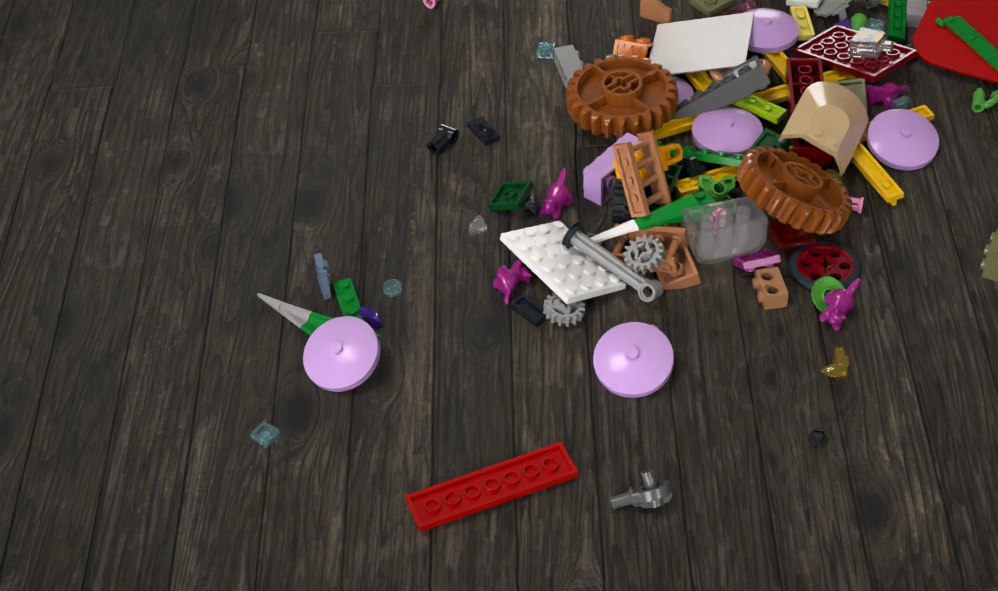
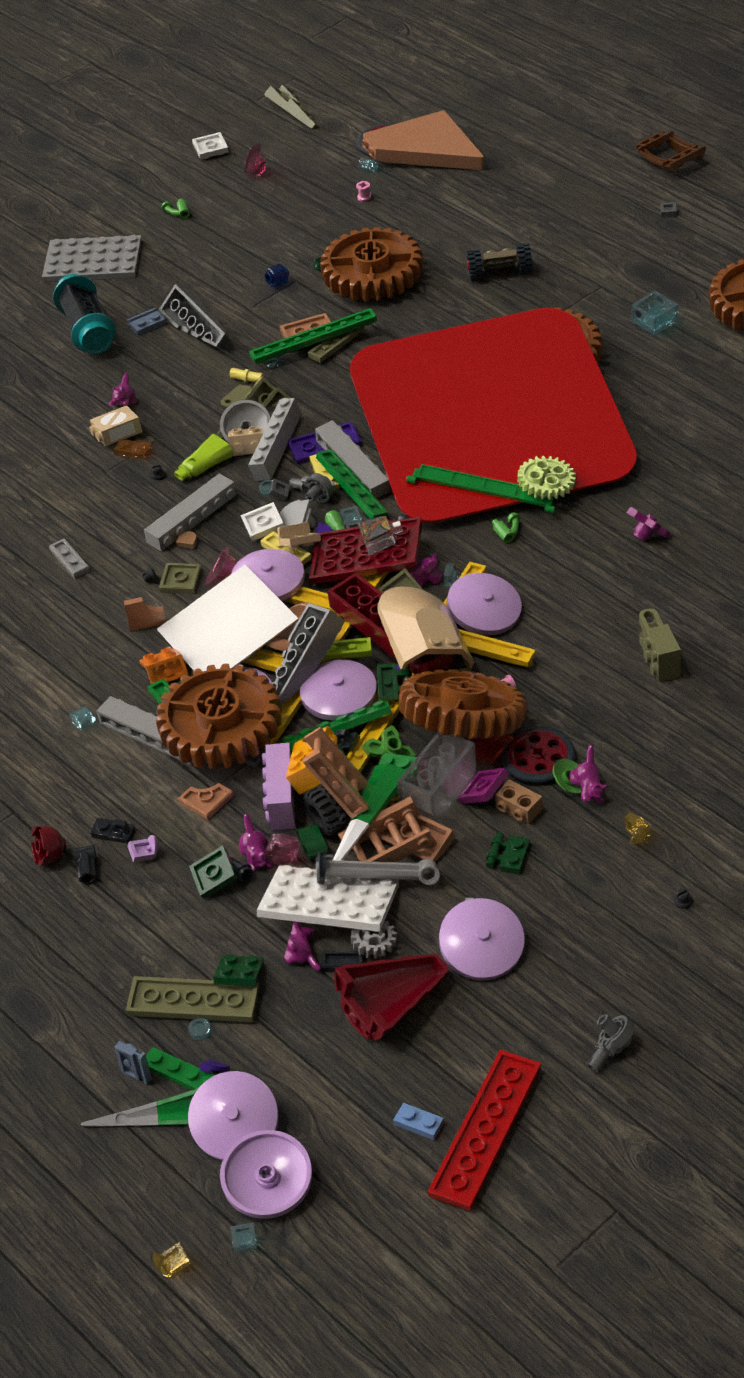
camera: 40 degrees left, 0 degrees up
(207, 414) = (171, 1260): none -> clear yellow plate
(319, 405) = (266, 1174): none -> lavender dish
(408, 266) = (191, 999): none -> olive plate
(431, 112) = (47, 845): none -> dark red cylinder
(454, 268) = (238, 970): none -> dark green plate
(456, 448) = (418, 1121): none -> medium blue plate
(477, 226) = (210, 920): clear tile -> none
(486, 153) = (143, 849): none -> lavender plate
(532, 346) = (386, 991): none -> dark red cone
(562, 150) = (206, 801): none -> nougat tile
(569, 209) = (282, 848): none -> clear pink hair
(597, 219) = (312, 841): none -> dark green beam
(644, 254) = (411, 840): light grey gear -> none
(728, 322) = (514, 855): none -> dark green plate
(817, 14) = (297, 534): none -> tan bracket

